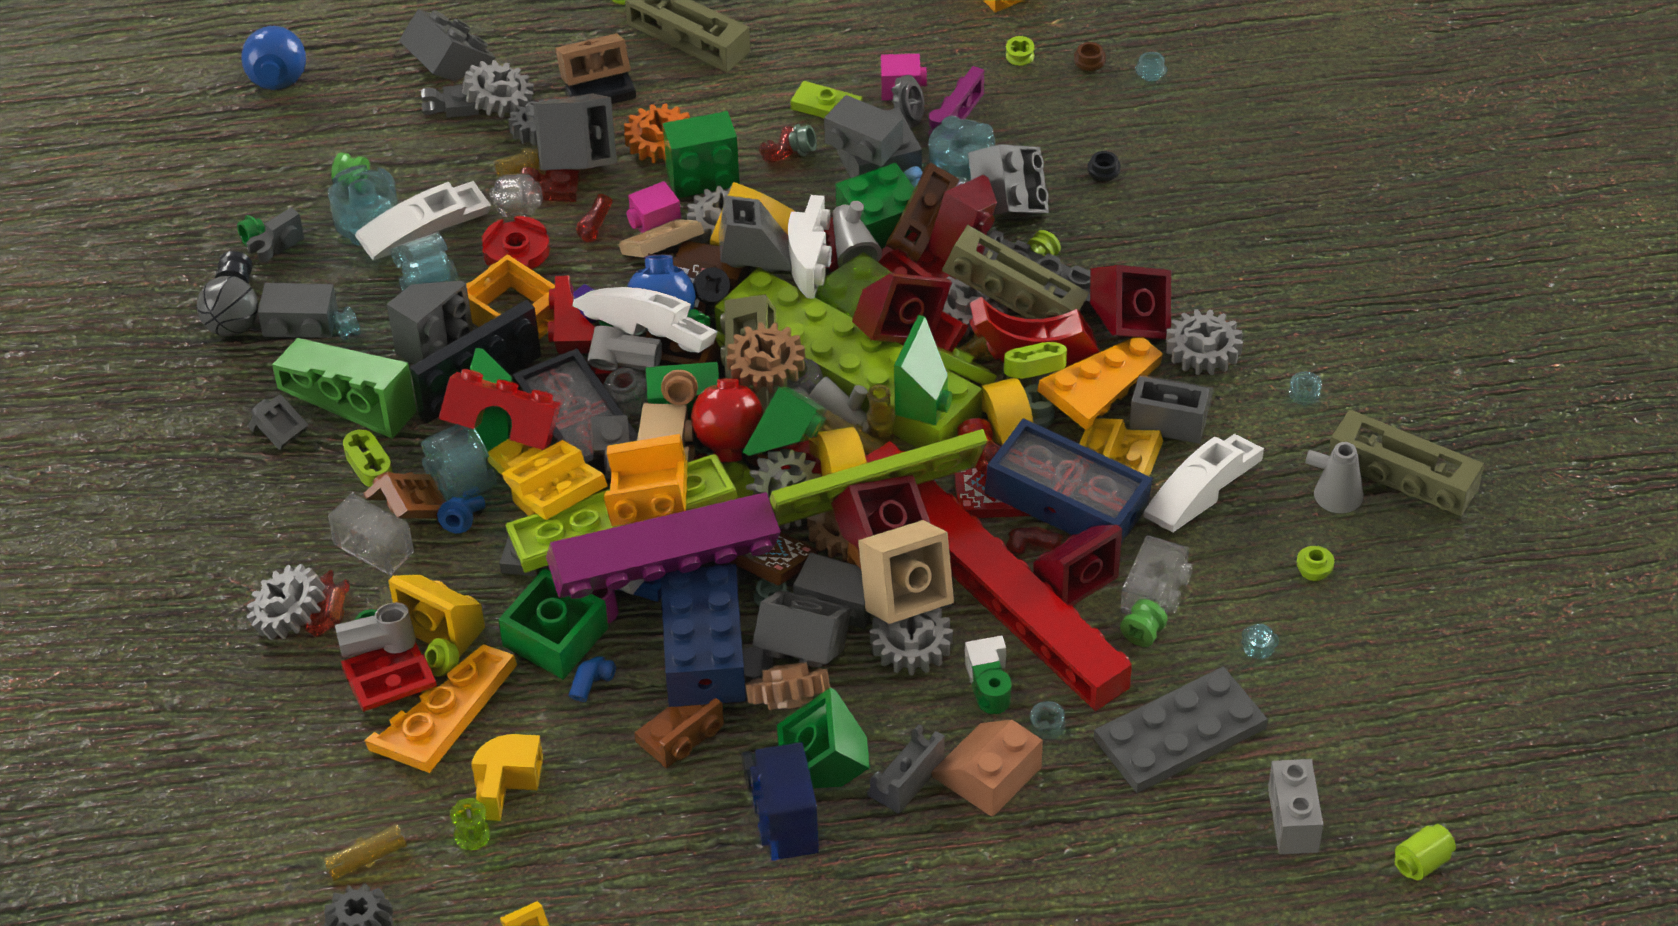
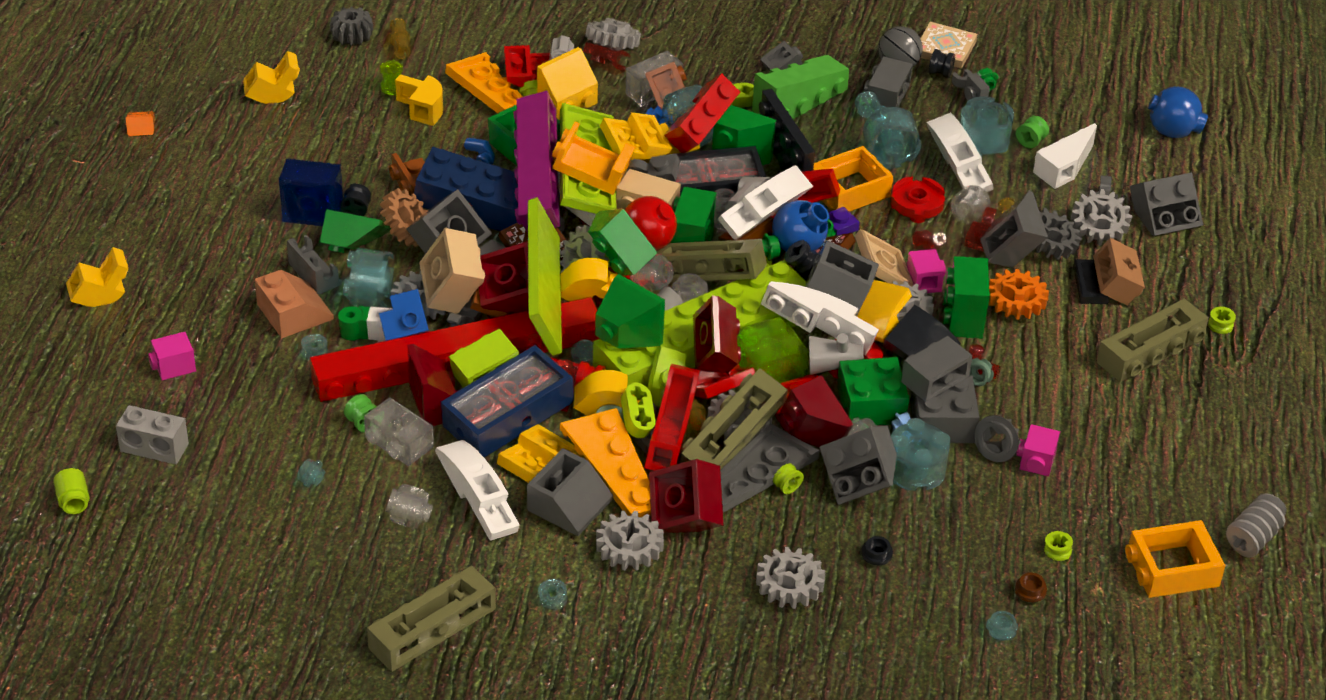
camera: 105 degrees right, 5 degrees down
(175, 283) = (948, 40): none -> tan tile
(391, 134) = (1063, 159): none -> white slope
(429, 318) = (833, 123): dark grey slope -> none
(679, 387) = (677, 193): medium nougat plate -> none
(763, 355) = (686, 241): medium nougat gear -> none
(783, 186) = (916, 333): none -> black slope
(817, 99) = (1029, 404): lime plate -> none
(921, 211) = (851, 394): reddish brown plate -> none
(923, 680) = (369, 277): none -> clear light blue brick
(962, 100) = (987, 475): magenta plate -> none
(986, 613) = (405, 318): none -> blue brick
(1024, 515) = (481, 357): none -> lime brick
(1149, 847) = (172, 356): none -> dark pink brick
(1180, 729) = (264, 411): dark grey plate -> none
(1182, 213) = (790, 577): none -> light grey gear
(1264, 531) = (409, 506): none -> clear head
(1315, 562) = (367, 533): lime plate -> none
(1340, 482) = (433, 563): light grey piece -> none

